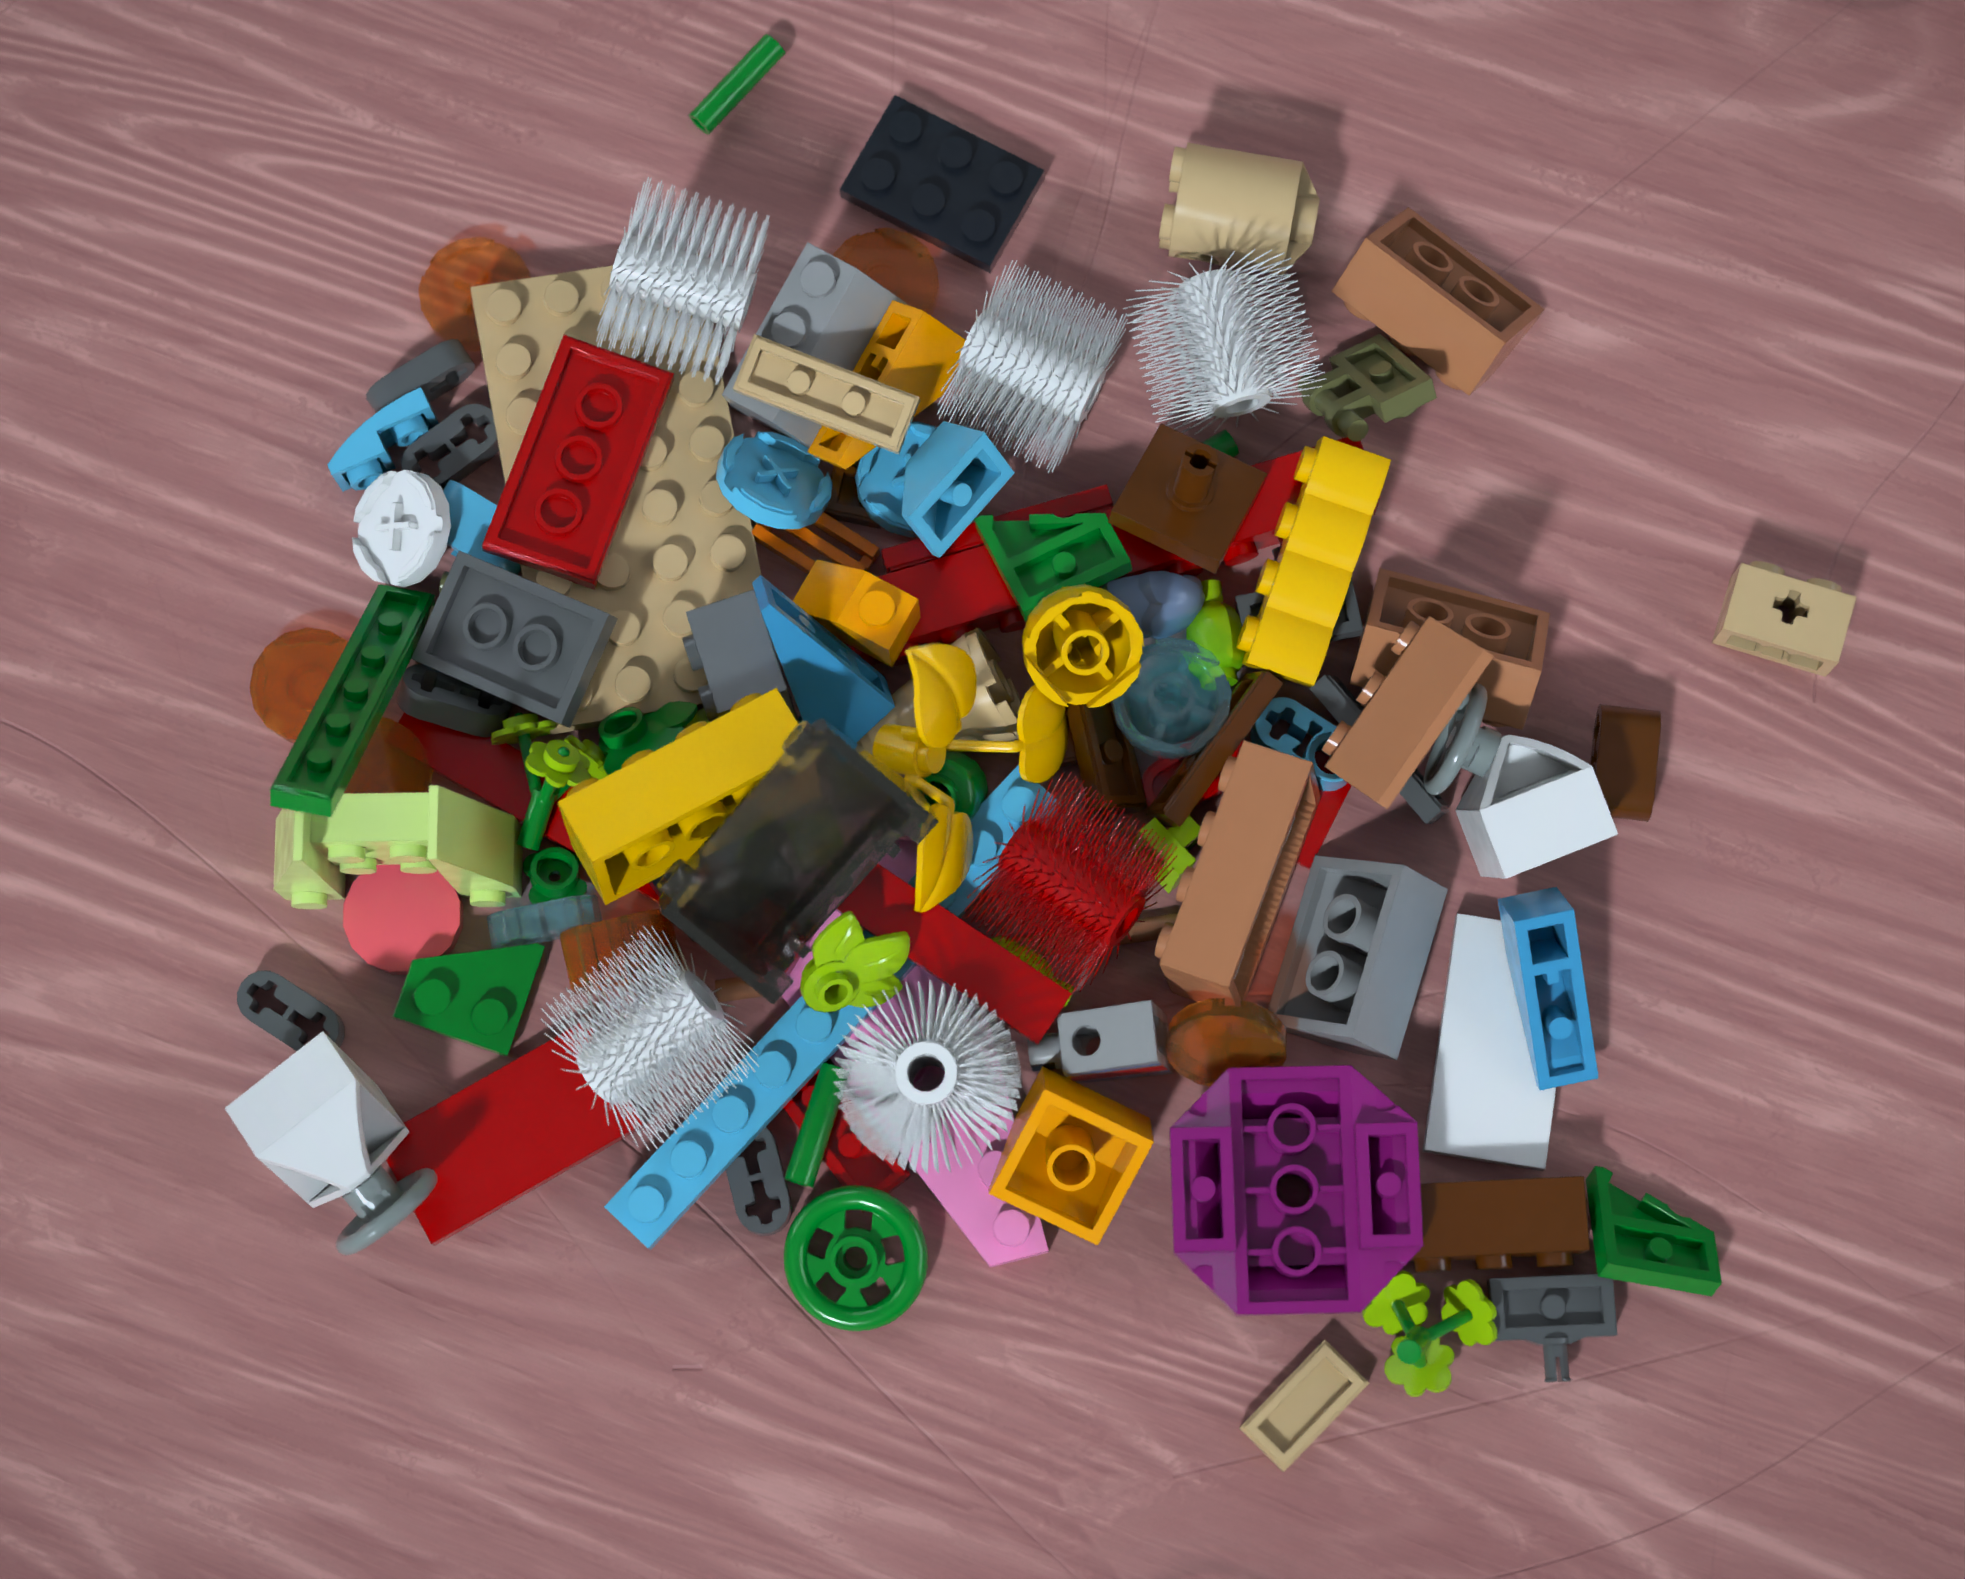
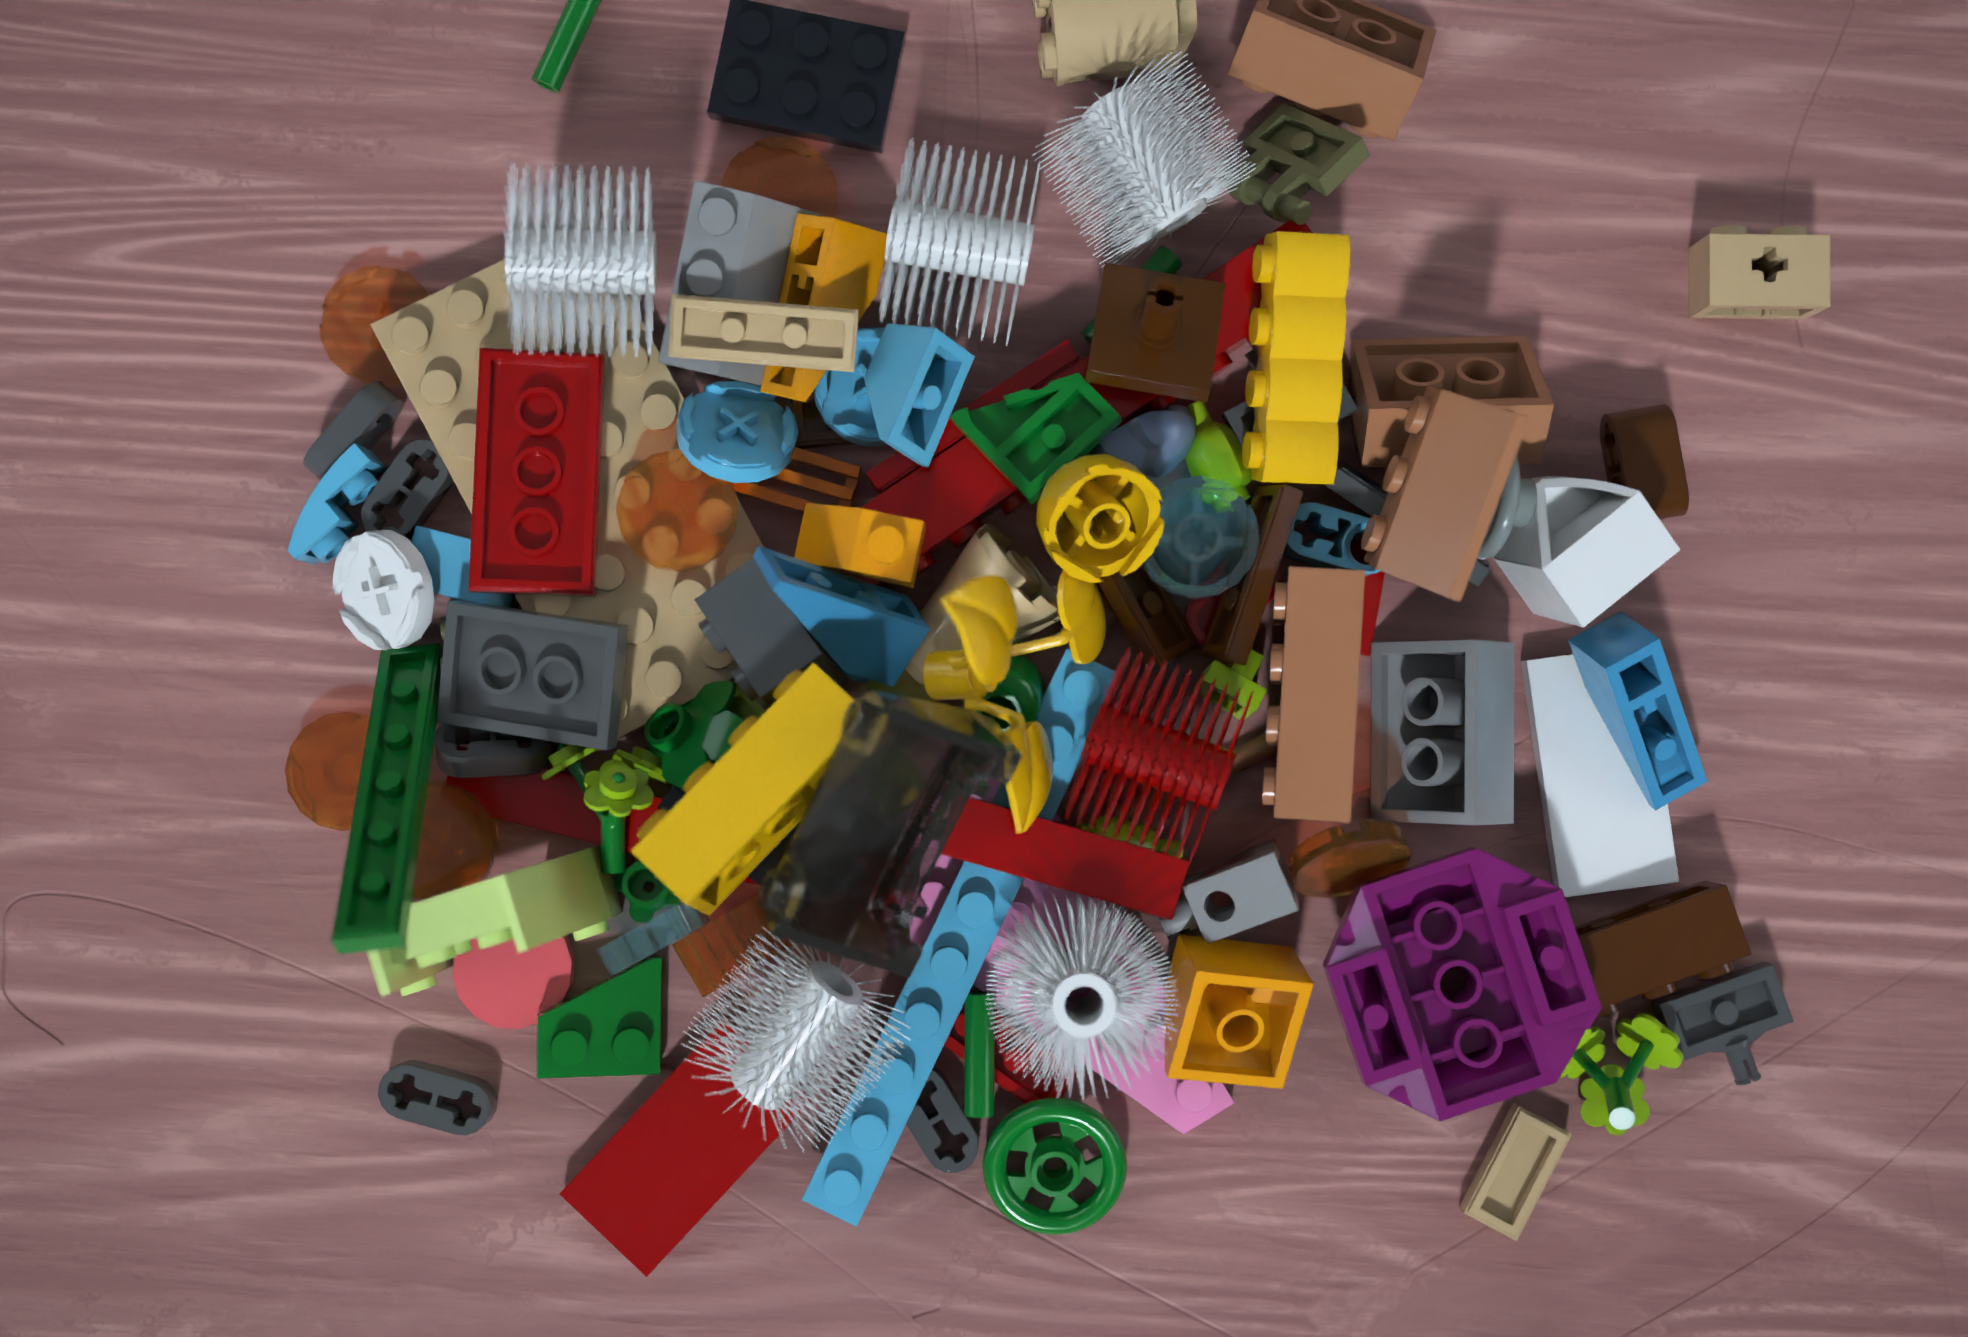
camera: 25 degrees left, 10 degrees up
(326, 1137) = (512, 1215): white piece -> none
(694, 536) = (676, 513): none -> clear orange tile
(852, 968) = (972, 910): lime plate -> none
(1649, 1241) = (1796, 923): green wing -> none

